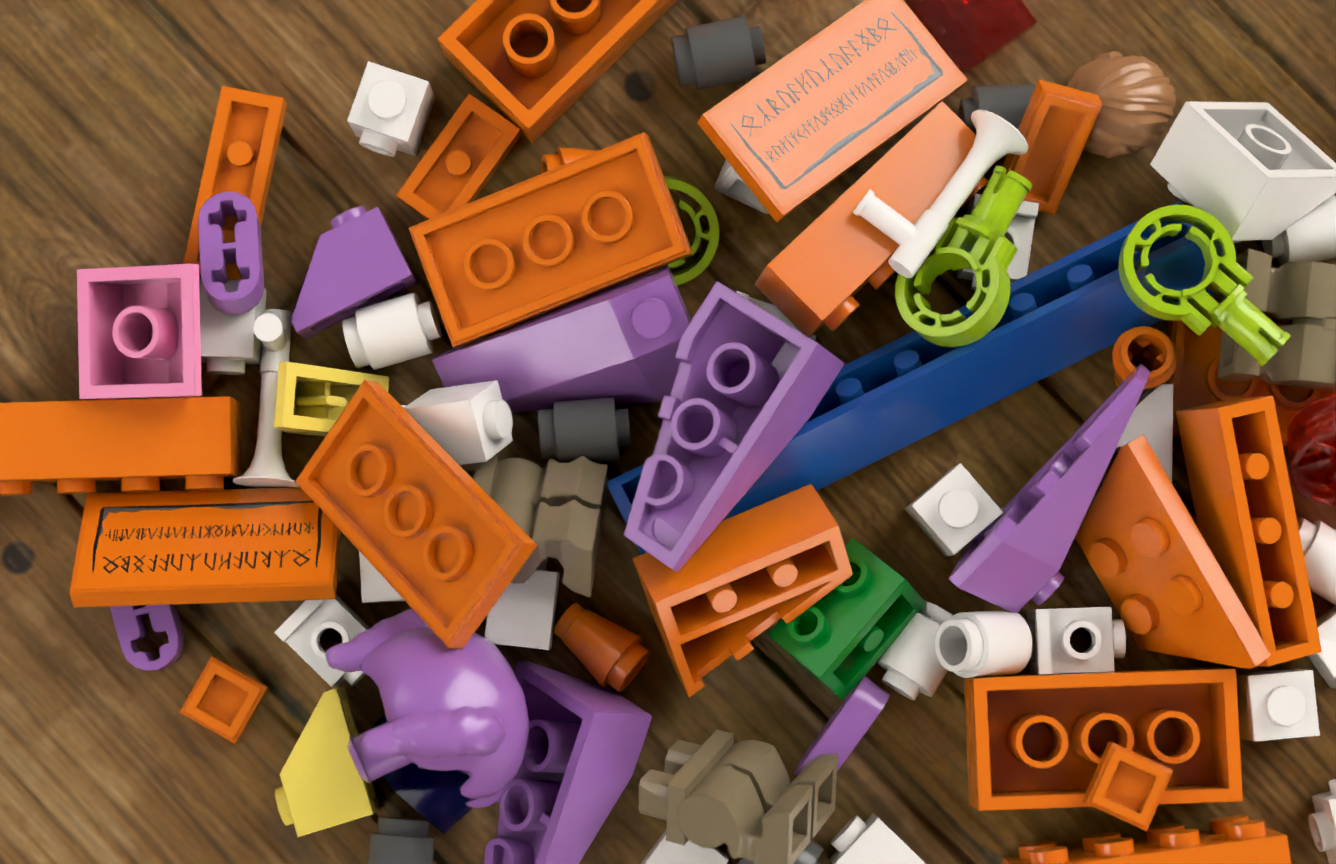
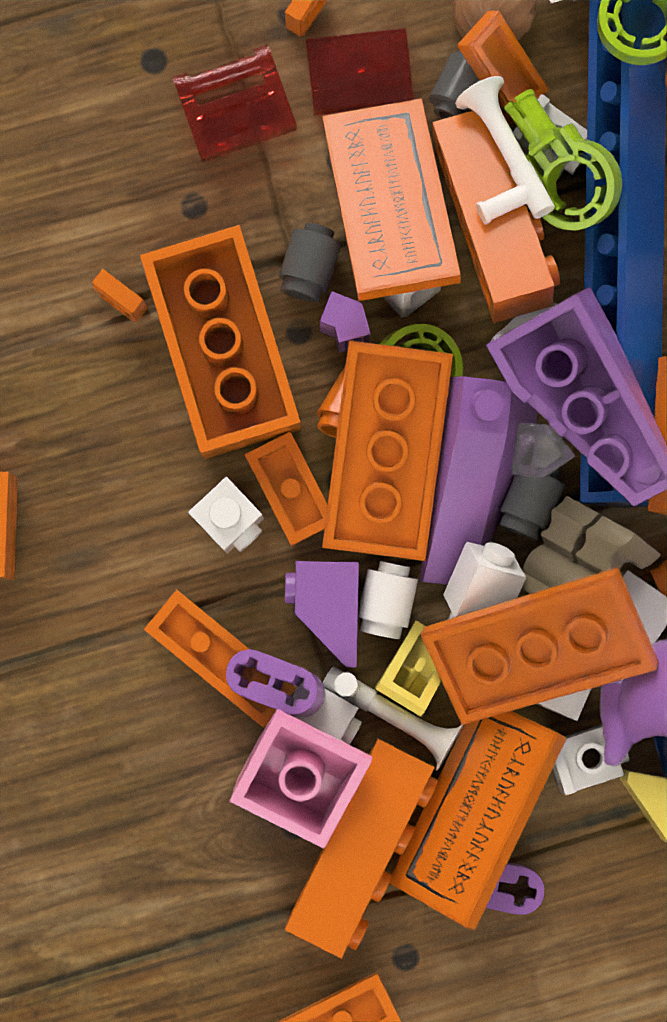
camera: 60 degrees left, 0 degrees up
(224, 699) = (588, 859): orange tile -> none
(632, 403) = (538, 451): none -> clear slope
(671, 125) = (344, 321): none -> medium lavender piece

